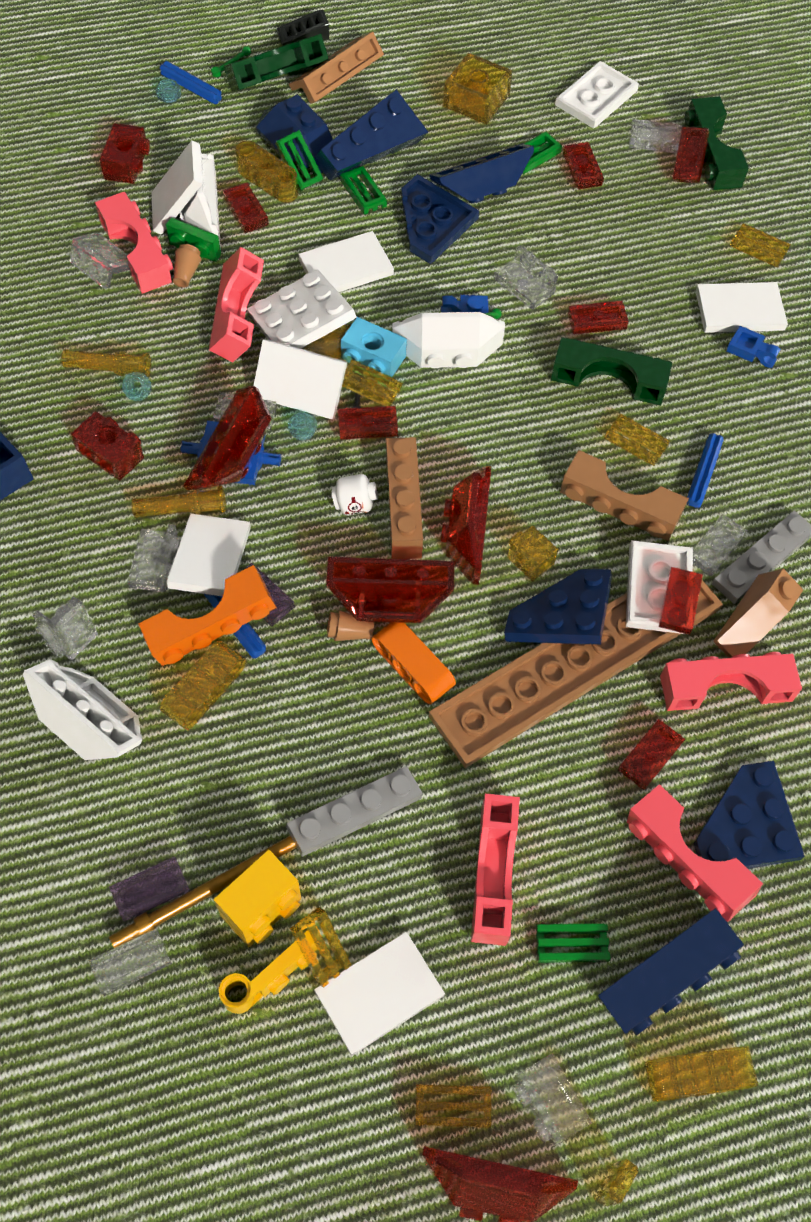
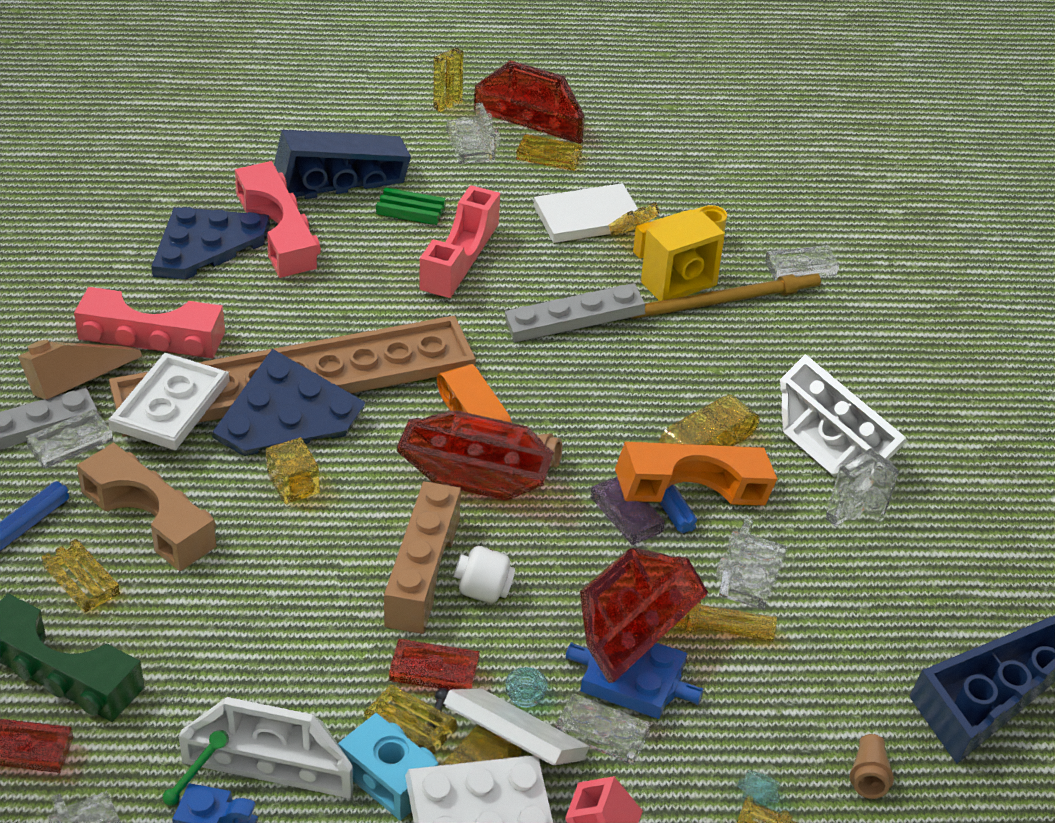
camera: 165 degrees left, 20 degrees down
(61, 416) = (871, 769): none -> medium nougat cone
(116, 458) = (805, 707): clear red brick -> none
(149, 889) = (781, 301): clear purple plate -> none
(208, 554) = (692, 530): white tile -> none
(467, 523) = (350, 519): clear red wedge -> none
(651, 754) = (266, 293): clear red plate -> none
(680, 600) = (164, 360): clear red plate -> none
(701, 1073) = (362, 118): clear yellow beam -> none

